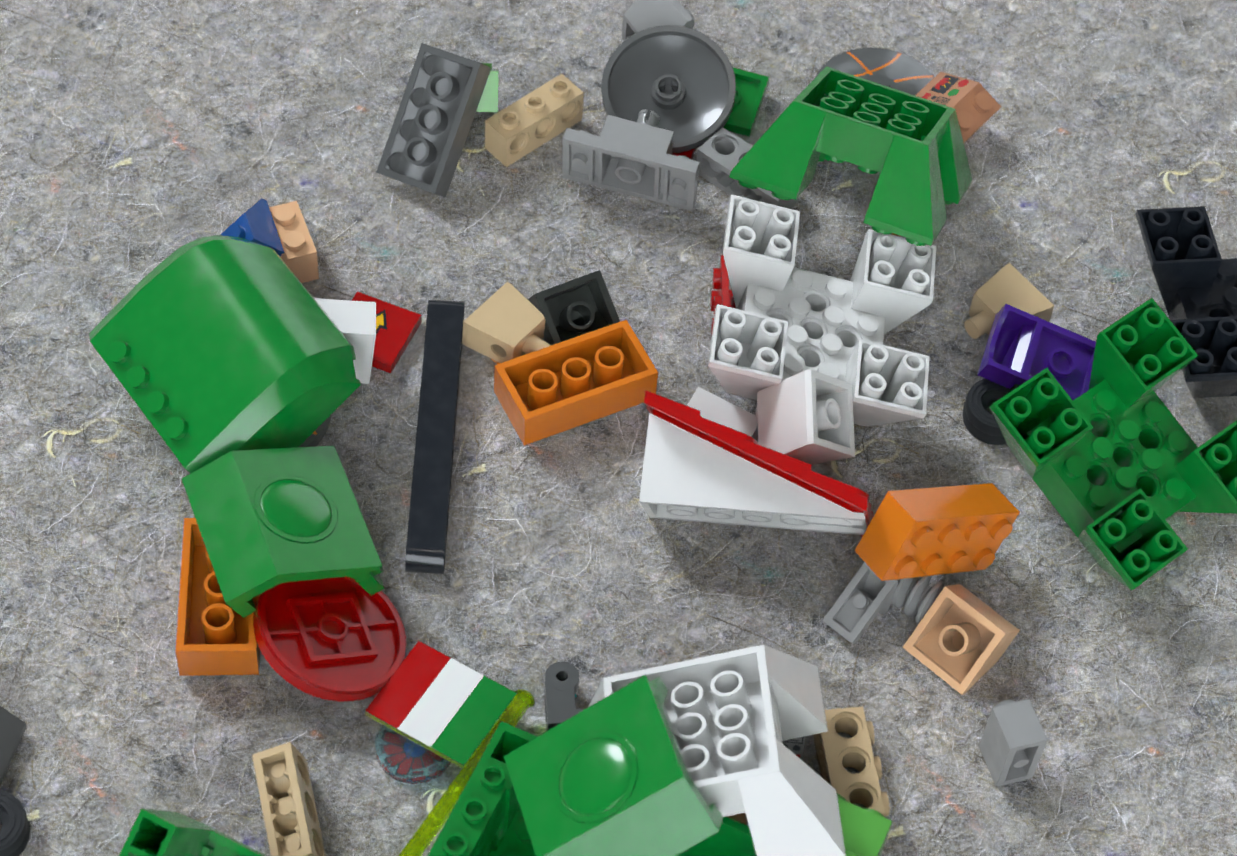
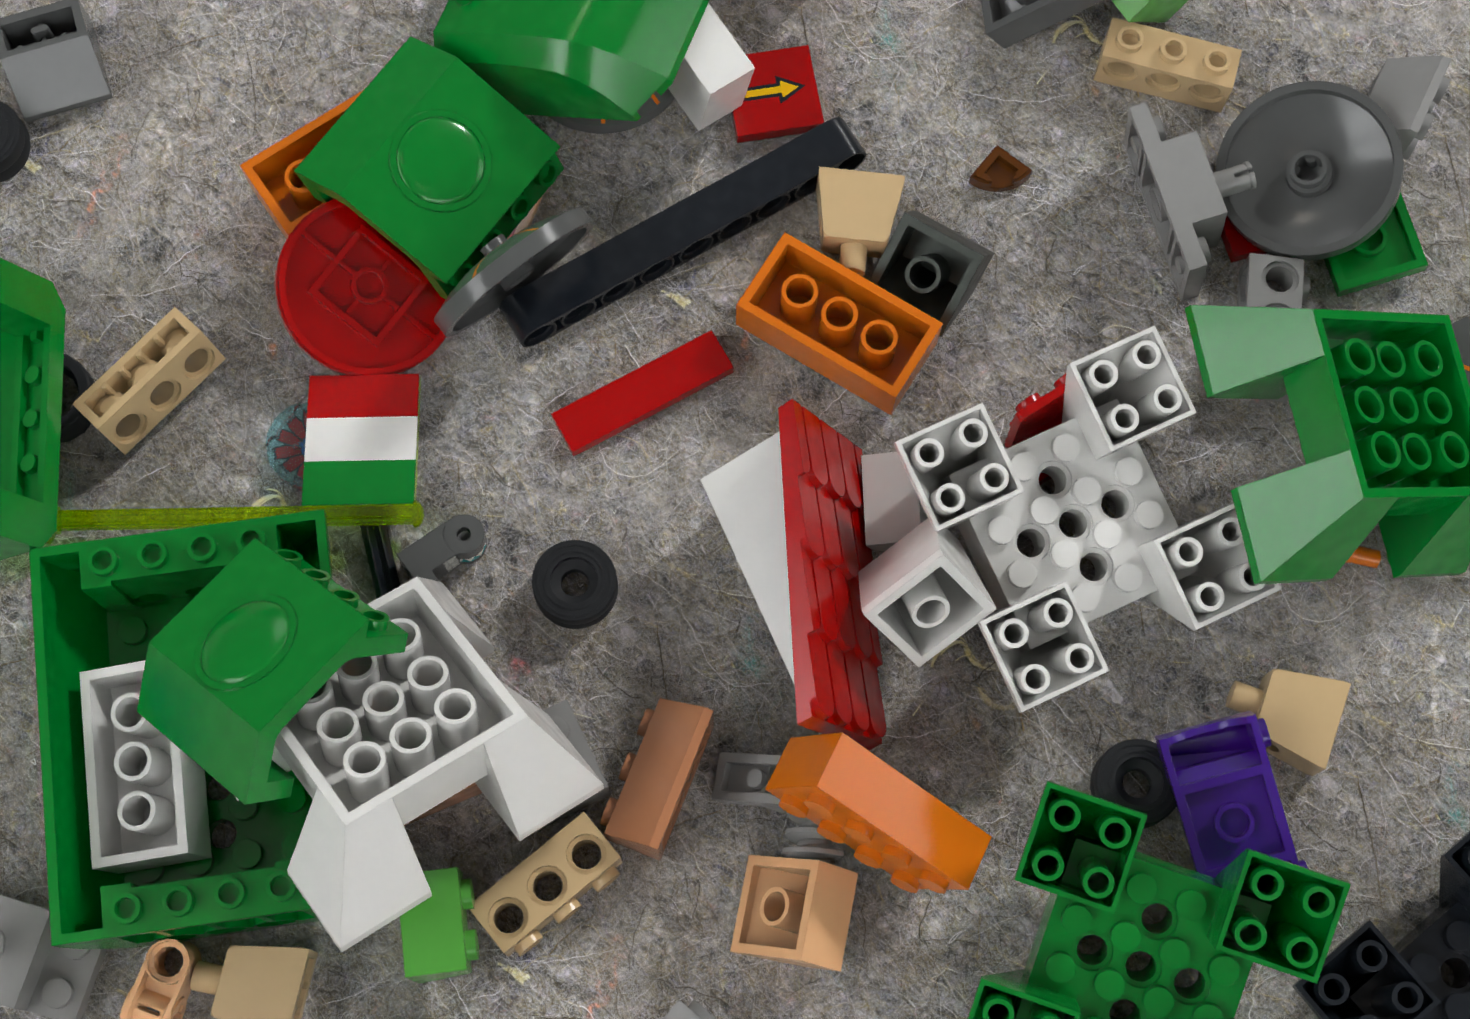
camera: 60 degrees right, 20 degrees up
(405, 522) = (510, 266): none -> dark grey dish
(531, 247) = (1000, 172): none -> reddish brown tile
(532, 526) = (642, 393): none -> red tile
(648, 617) = (569, 558): none -> black tyre
(817, 634) = (658, 776): none -> nougat slope

